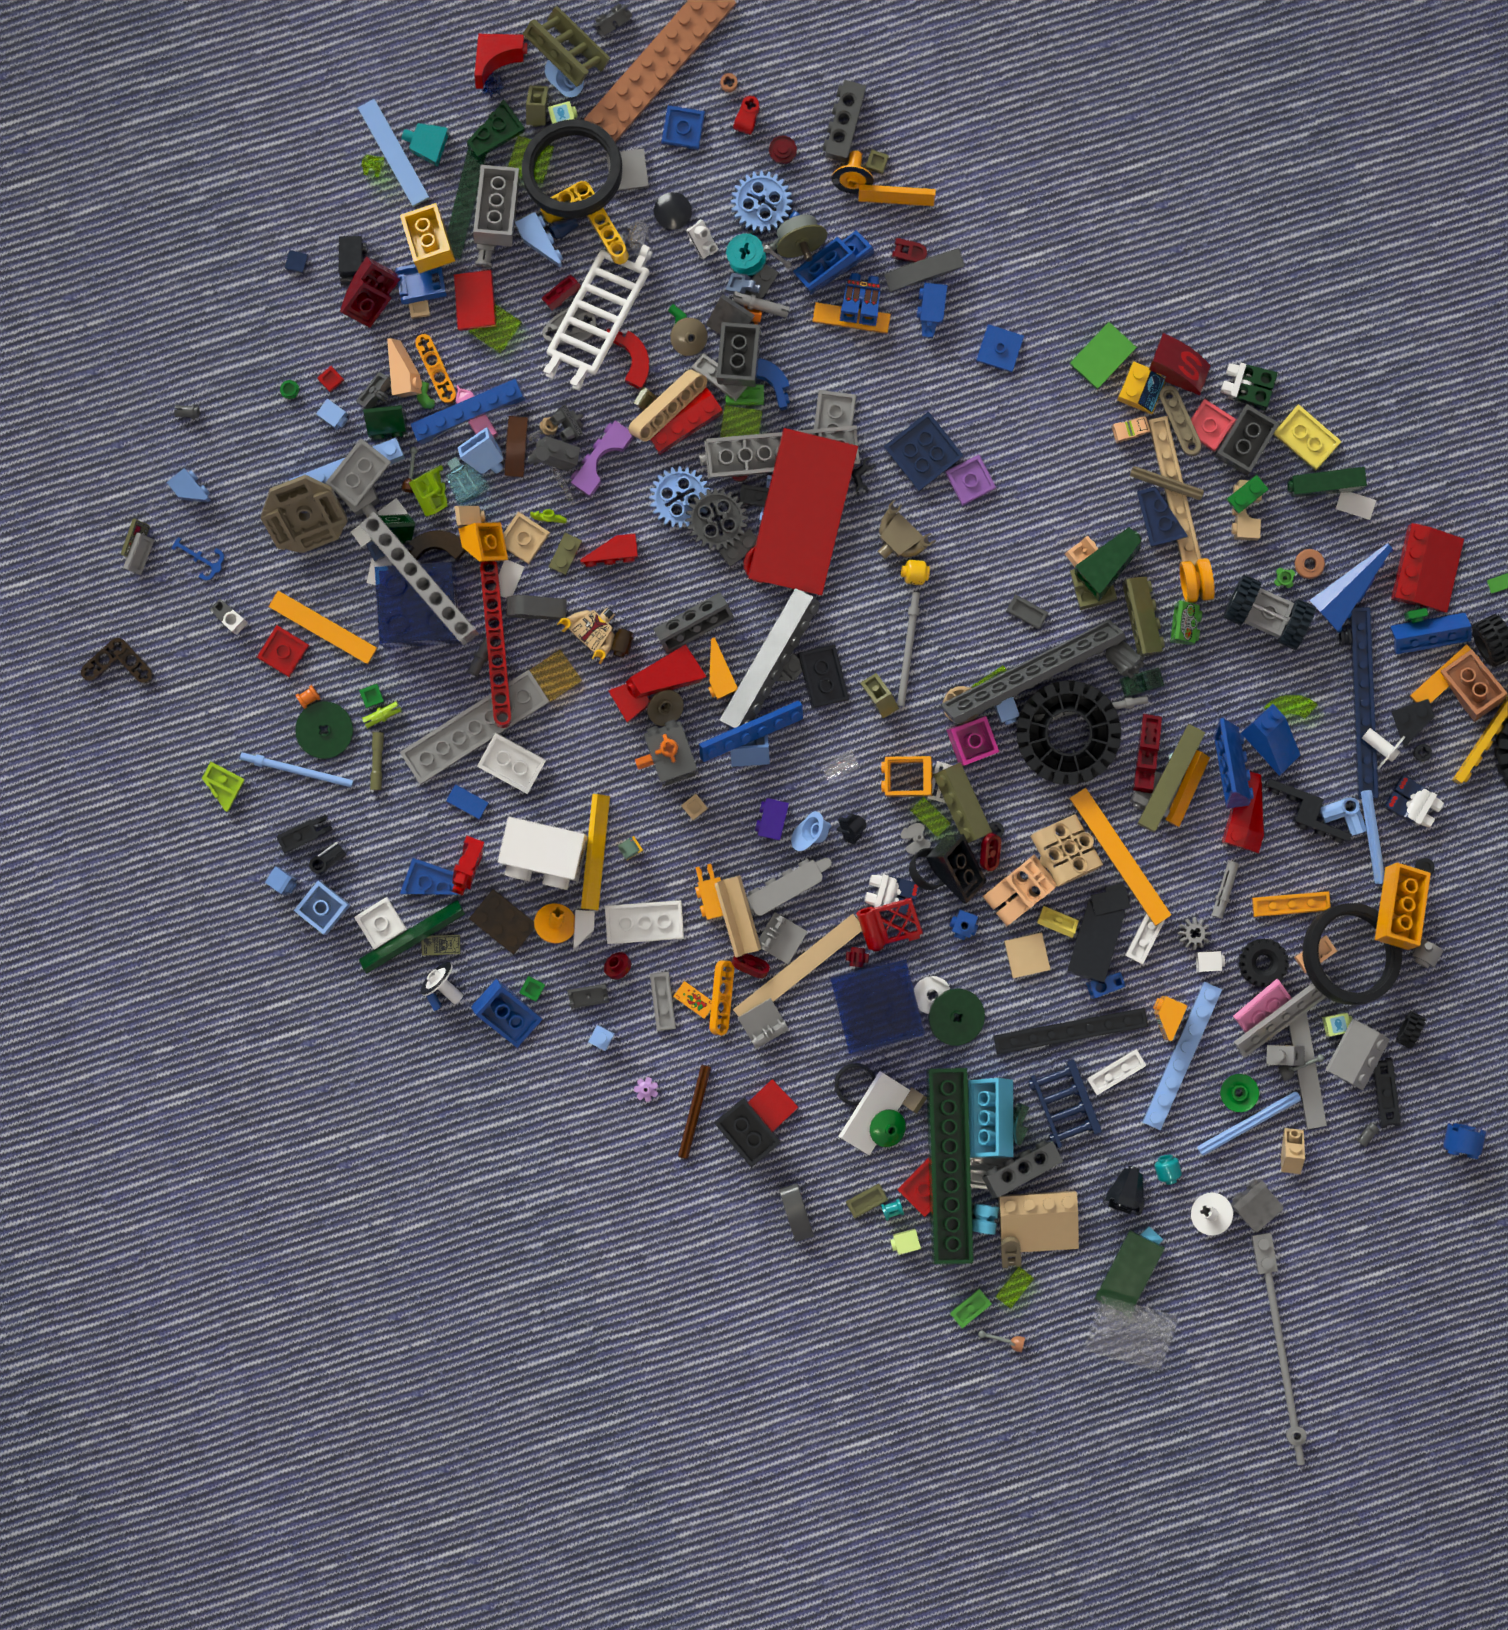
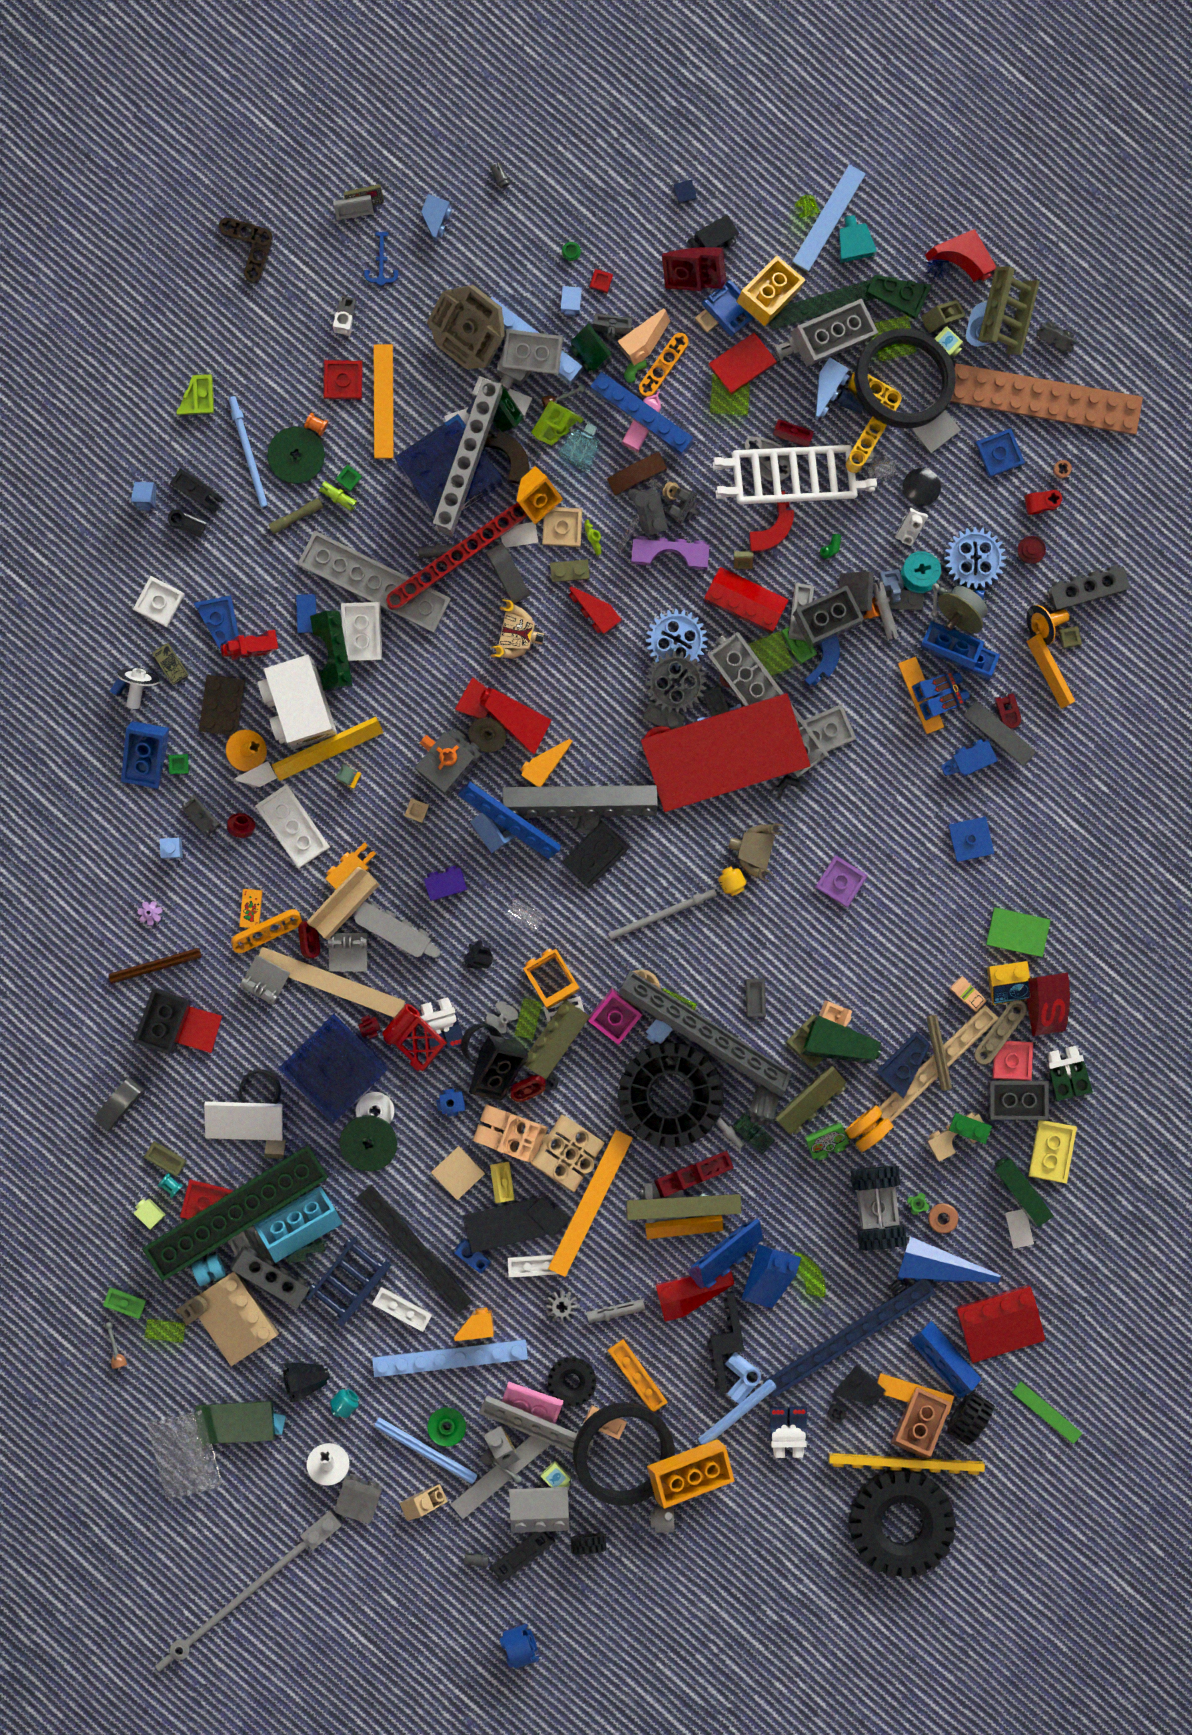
camera: 55 degrees right, 0 degrees up
(322, 907) = (142, 543): light blue brick -> none
(412, 936) = (162, 635): dark green tile -> none
(468, 515) = (552, 469): tan slope -> none
(482, 452) = (613, 447): light blue torso -> none
(533, 804) = (336, 671): none -> dark green arch
(555, 675) = (459, 624): clear yellow tile -> none
(622, 643) = (521, 665): dark brown brick -> none
(662, 1001) = (234, 882): light grey tile -> none
(667, 405) = (749, 582): tan beam -> none
(680, 334) = (821, 556): dark tan dish -> none
(693, 623) = (574, 715): dark grey brick -> none
(809, 831) = (454, 922): light blue piece -> none
(879, 695) = (607, 913): olive slope -> none
(880, 1126) = (237, 1133): green dish -> none
(923, 451) = (841, 826): dark blue plate -> none
(1209, 961) = (545, 1334): white brick -> none
(1382, 746) = (820, 1374): white piece -> none
(1416, 615) = (952, 1338): green plate -> none
(1425, 864) = (739, 1473): black tile -> none

